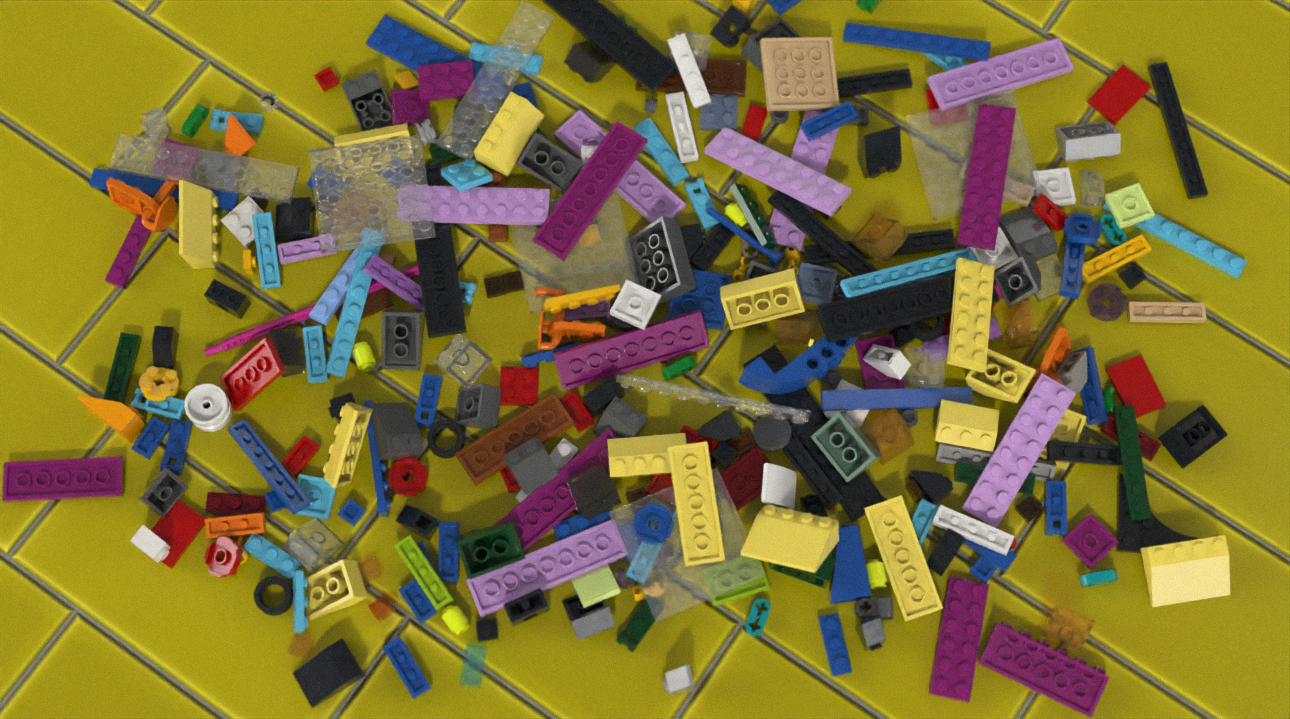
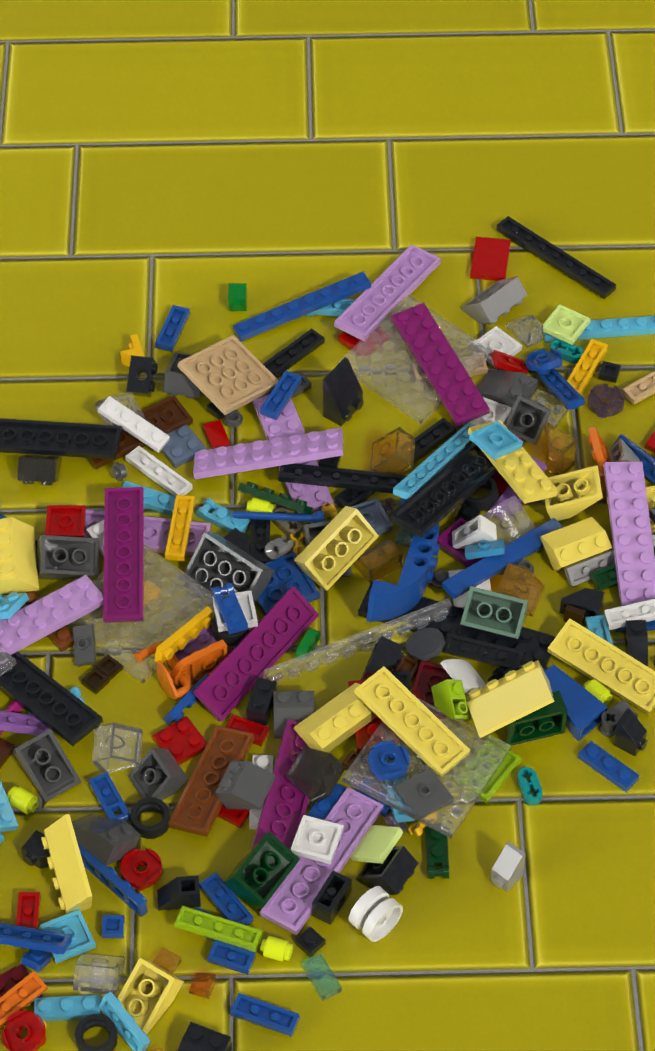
camera: 35 degrees left, 20 degrees down
(506, 250) = (84, 645): none -> dark grey plate
(546, 647) = (375, 914): none -> white wheel
(551, 550) = (317, 839): none -> white plate
(570, 129) = (66, 520): none -> red plate
(629, 302) = (230, 608): none -> blue plate
(655, 193) = (180, 528): none -> yellow plate
(660, 572) = (424, 793): none -> dark grey plate
(721, 264) = (278, 547): none -> light grey piece
(746, 503) = (451, 699): none -> lime slope
(884, 381) = (484, 549): none -> dark azure plate
(967, 288) = (496, 440): none -> medium azure plate

